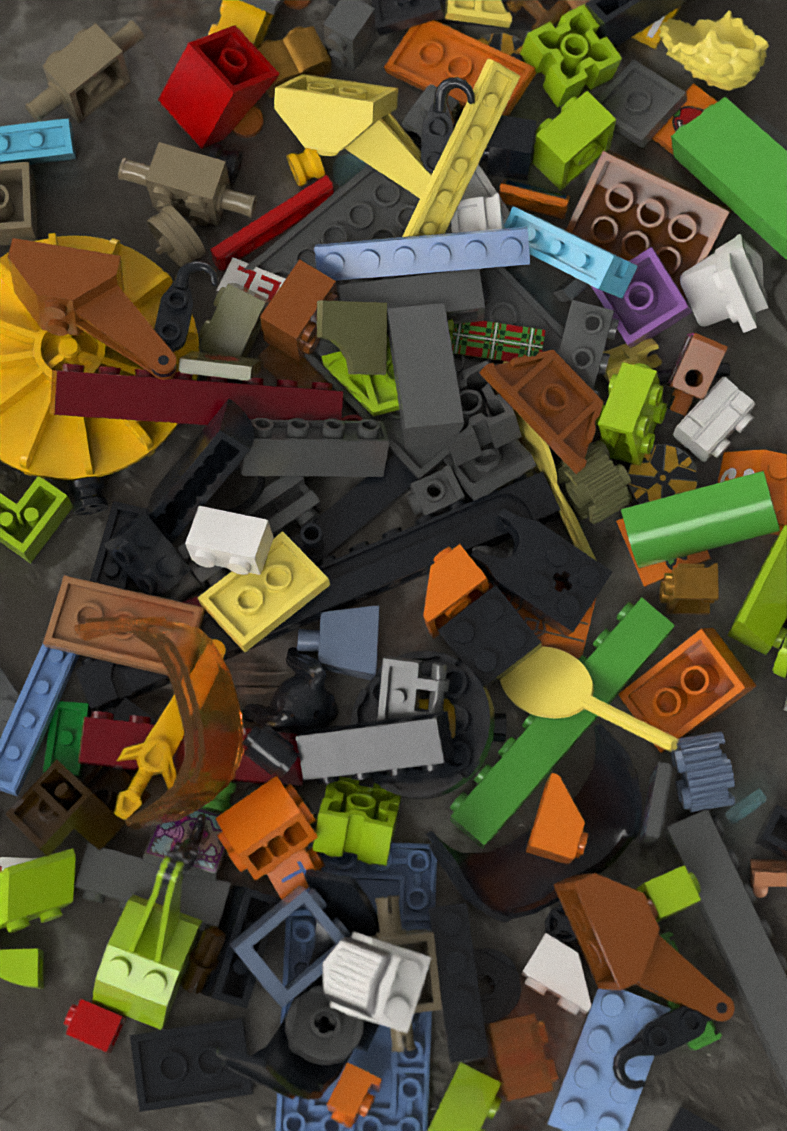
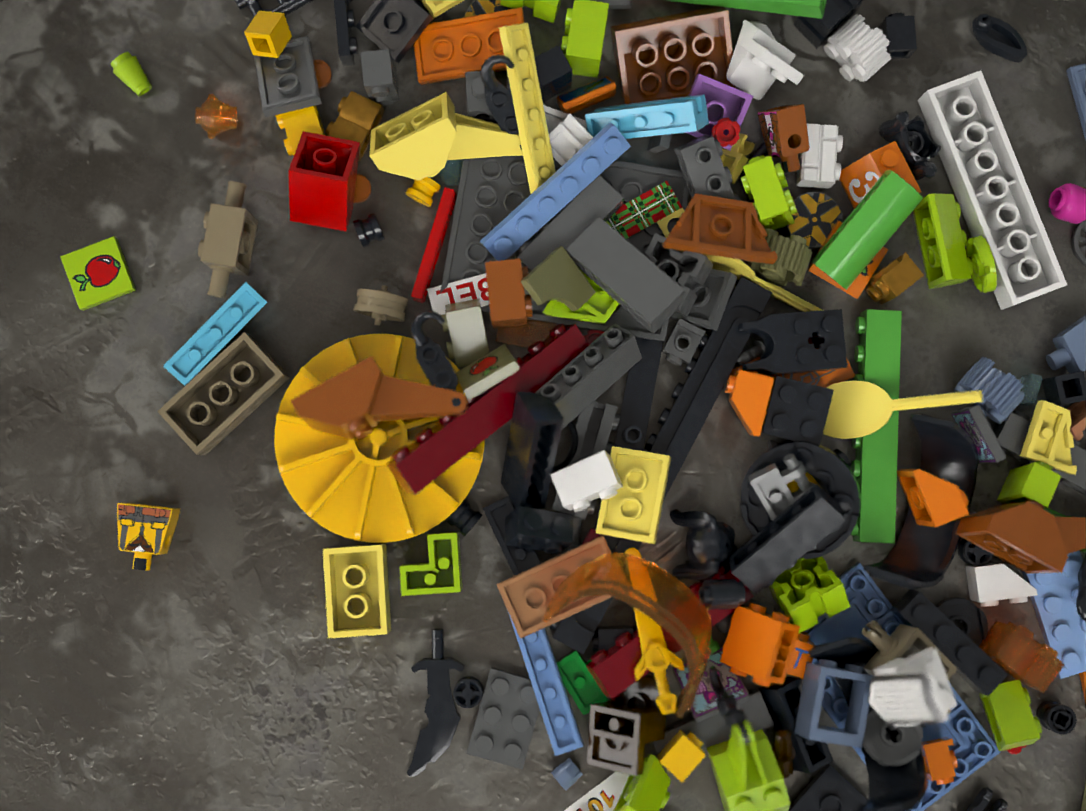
camera: 40 degrees left, 10 degrees up
(103, 876) = (682, 754): none -> yellow brick
(189, 183) = (360, 264): dark tan brick -> none
(345, 641) = (703, 482): sand blue torso -> none
(630, 312) = (733, 128): none -> red plate
(688, 686) = (937, 343): orange slope -> none
(723, 861) = (1050, 437): none -> light yellow wing

